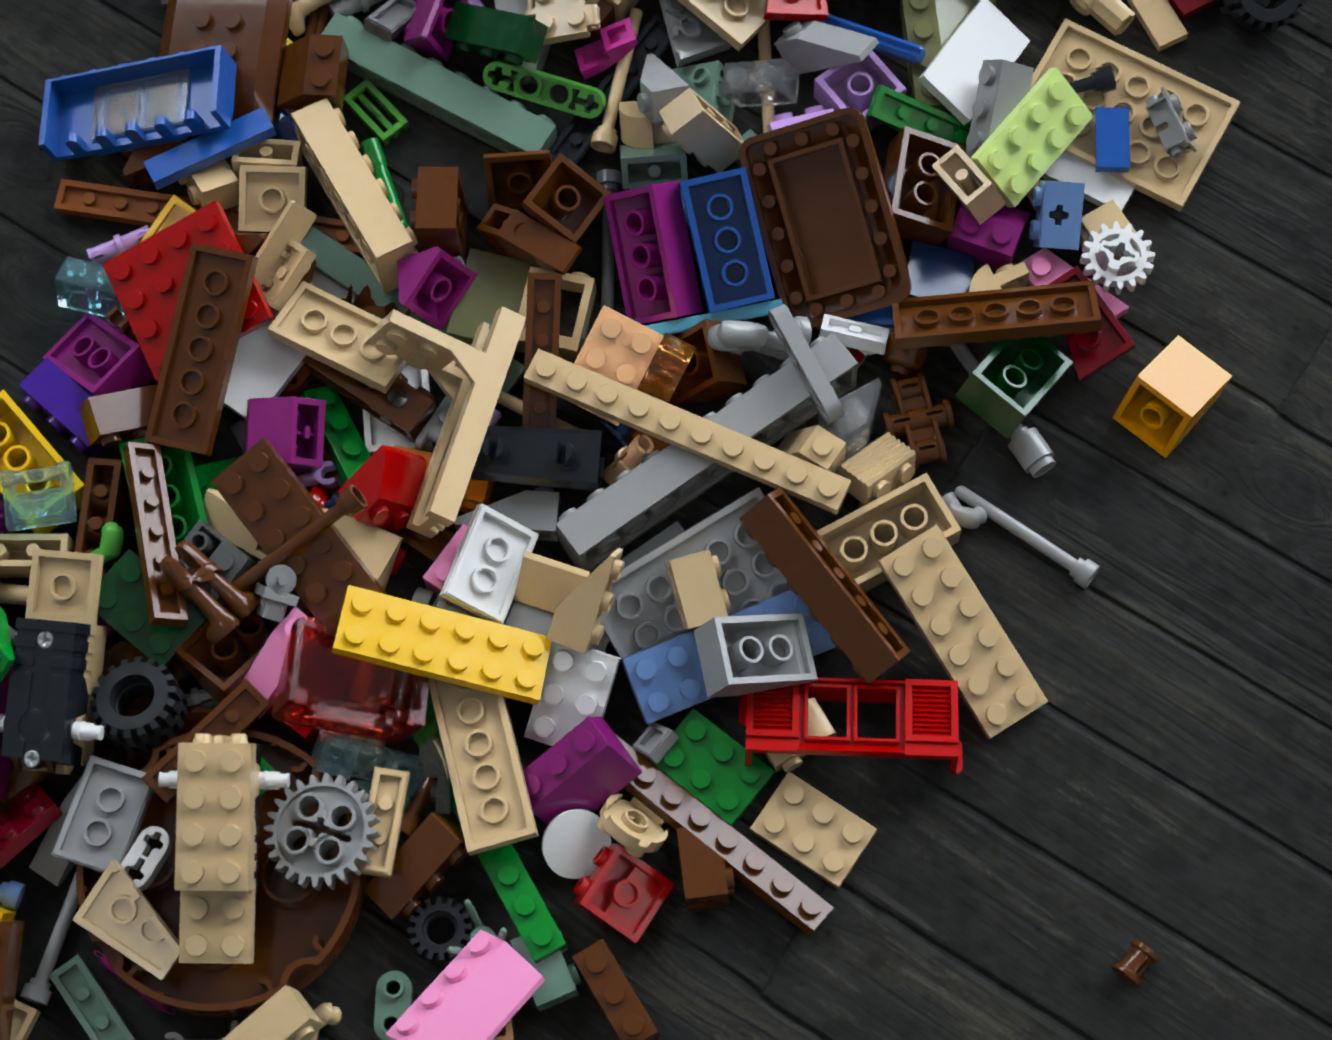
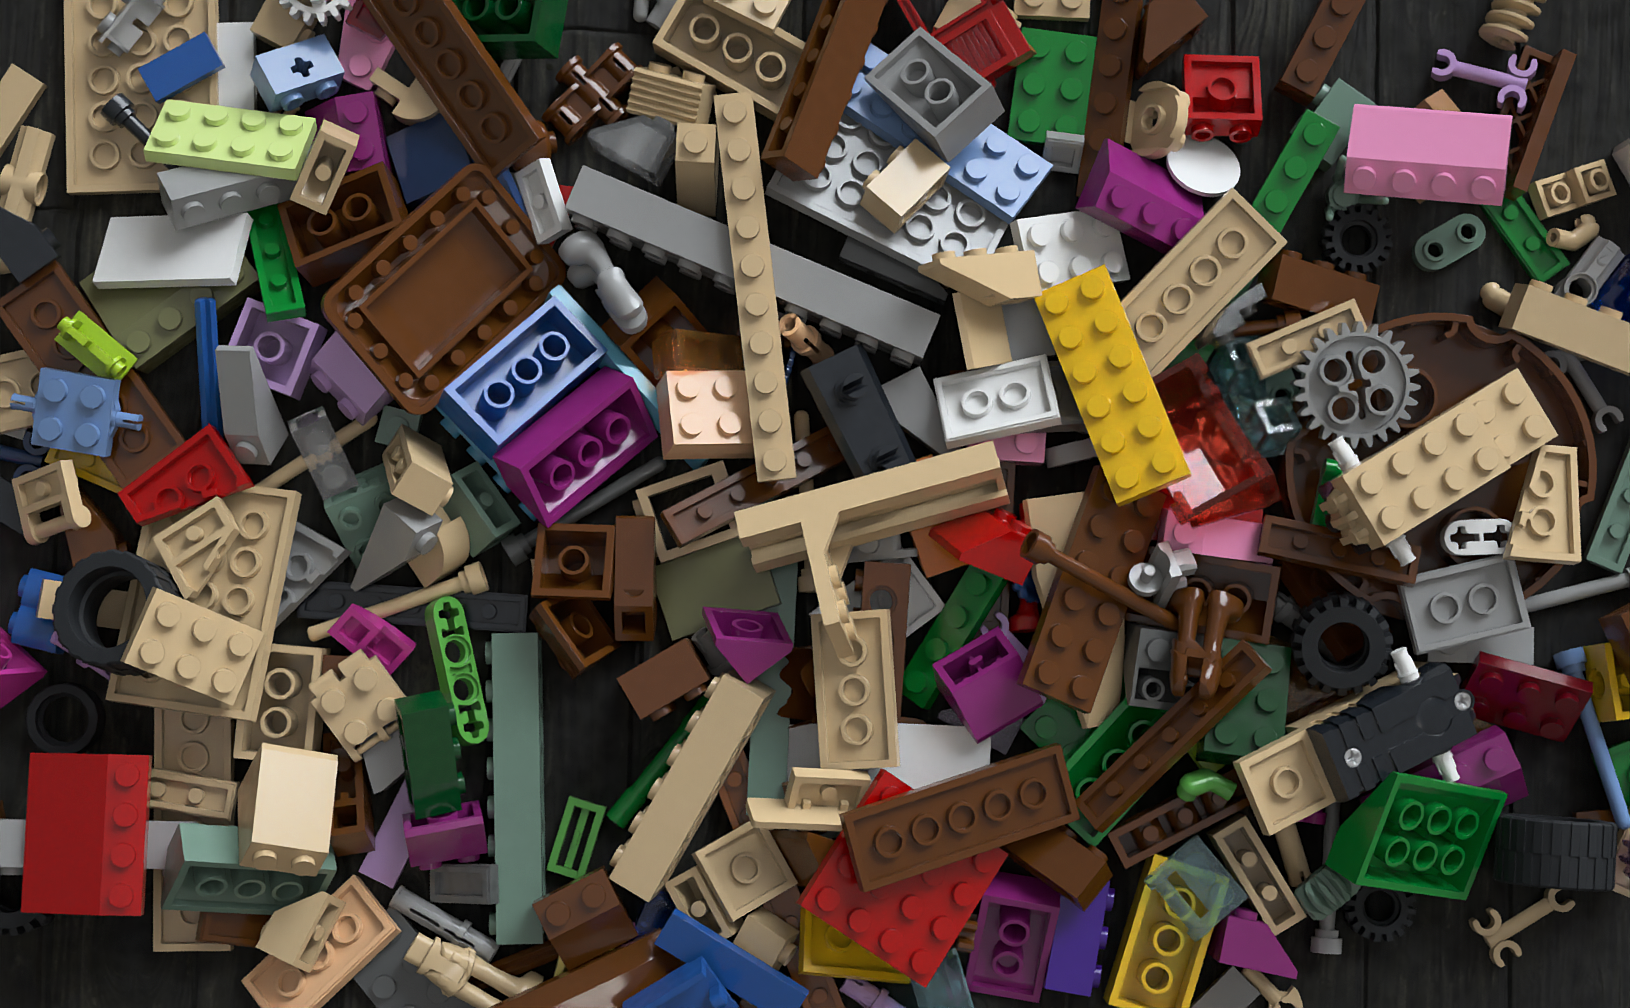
camera: 125 degrees left, 15 degrees up
(806, 363) = (618, 208): light grey beam -> none

